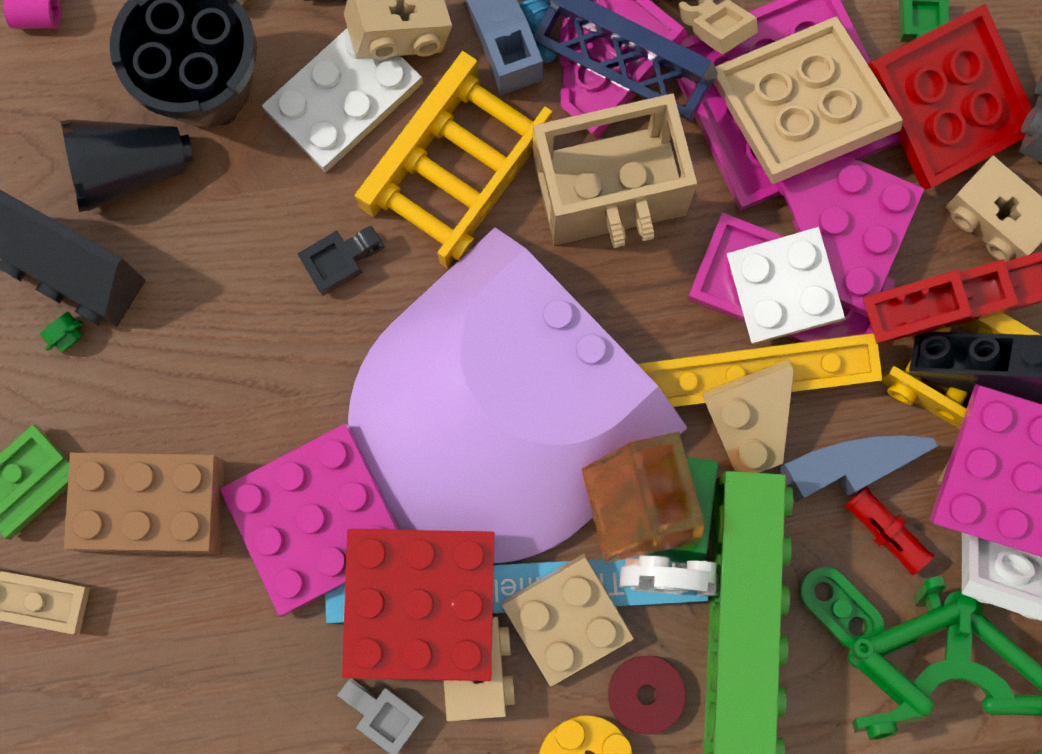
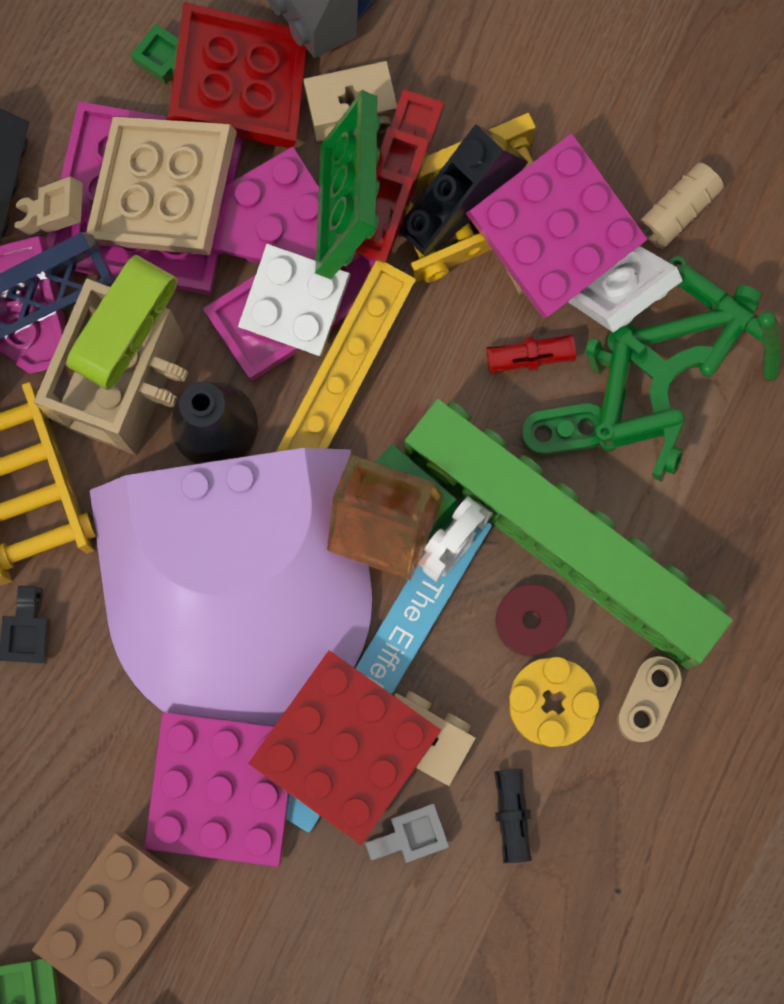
camera: 55 degrees left, 0 degrees up
(567, 620) = (434, 641): tan plate -> none
(628, 292) = (213, 422): none -> black cone
(655, 150) = (121, 322): none -> lime beam
(753, 417) = (376, 393): tan wing -> none
(852, 463) = (462, 344): sand blue slope -> none
(922, 261) = (347, 186): none -> green plate

